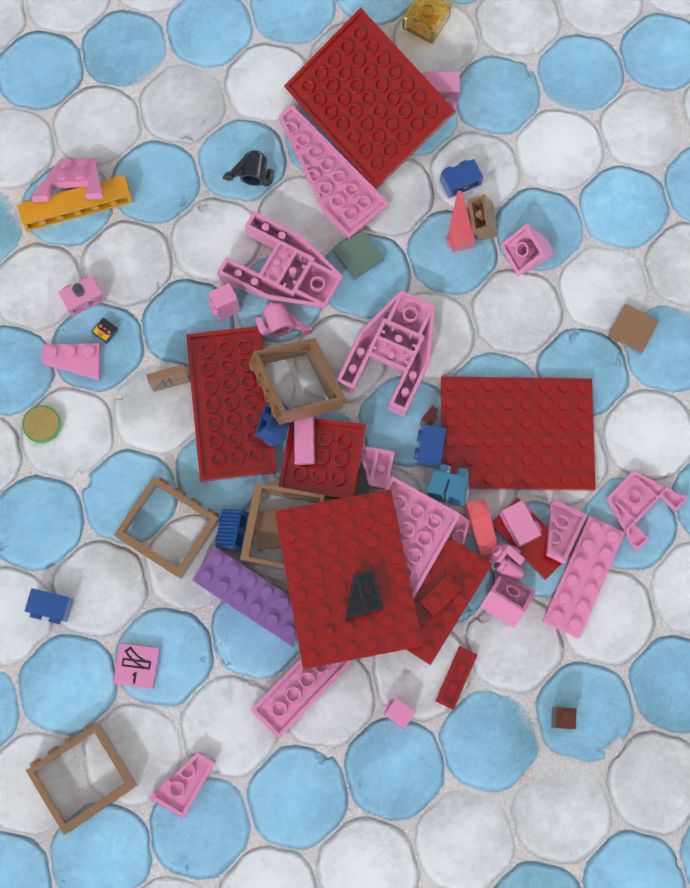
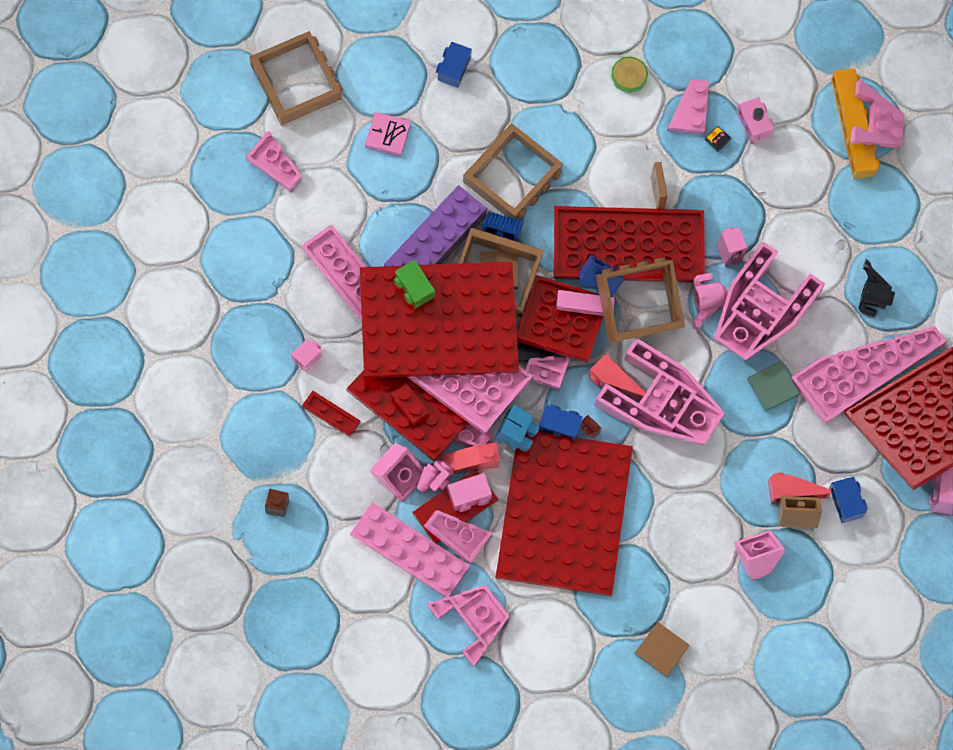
camera: 95 degrees right, 5 degrees down
(319, 606) = (414, 284): none -> bright green brick
(364, 595) = (418, 326): black wing -> none
(373, 406) = (609, 373): none -> coral slope

